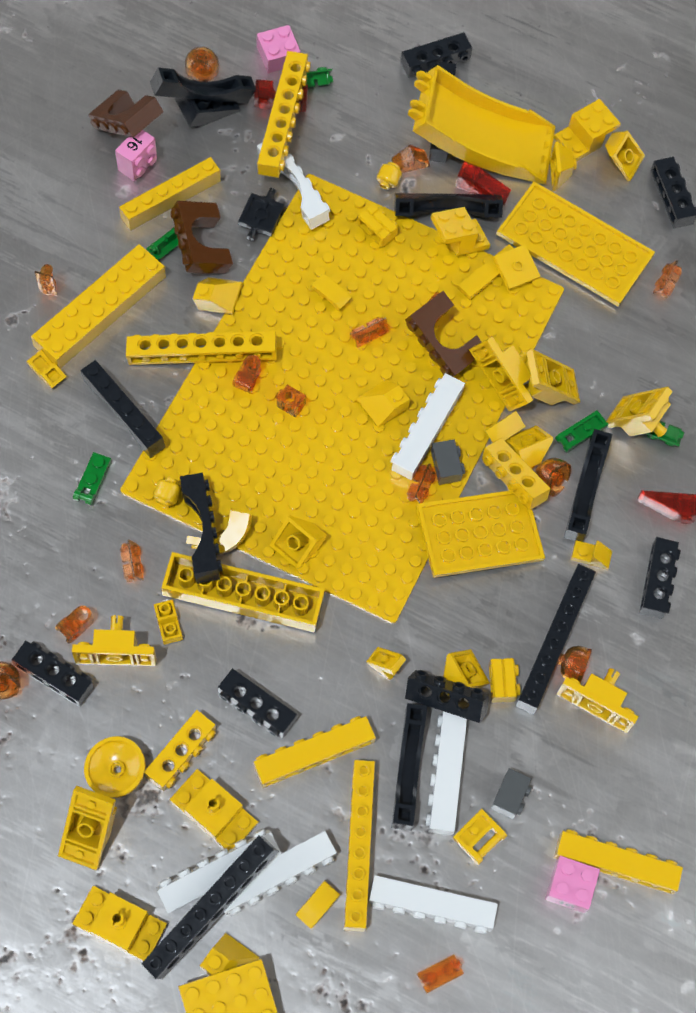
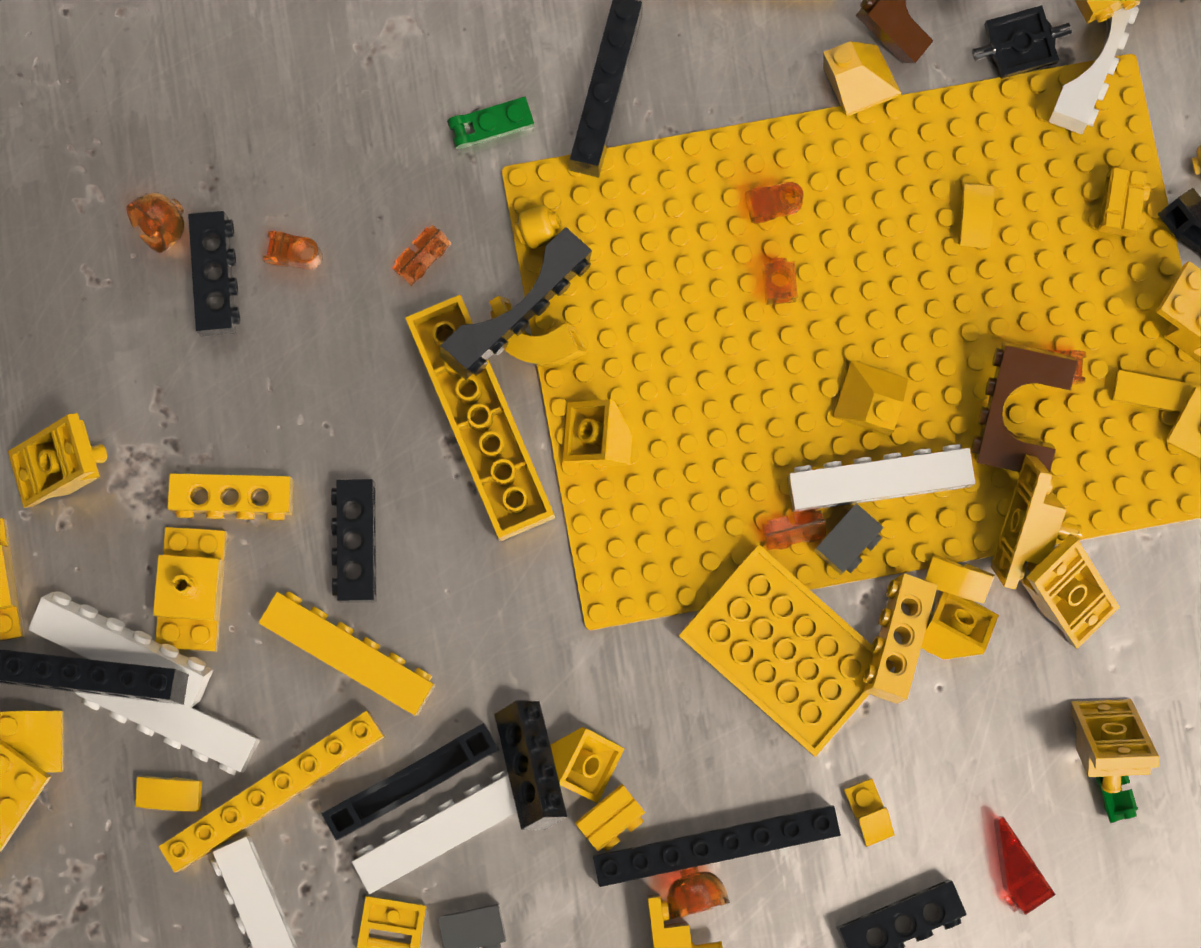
camera: 60 degrees right, 15 degrees up
(106, 758) = (139, 423): yellow dish -> none
(114, 648) = (295, 319): yellow brick -> none
(168, 622) = (379, 357): yellow slope -> none
(193, 354) = (709, 32): yellow brick -> none
(373, 330) = (946, 303): clear orange hinge -> none
(386, 662) = (525, 656): yellow slope -> none
(554, 473) = (937, 685): clear orange cylinder -> none
(581, 431) = (1035, 680): green plate -> none
(587, 486) = (958, 742): black arch -> none

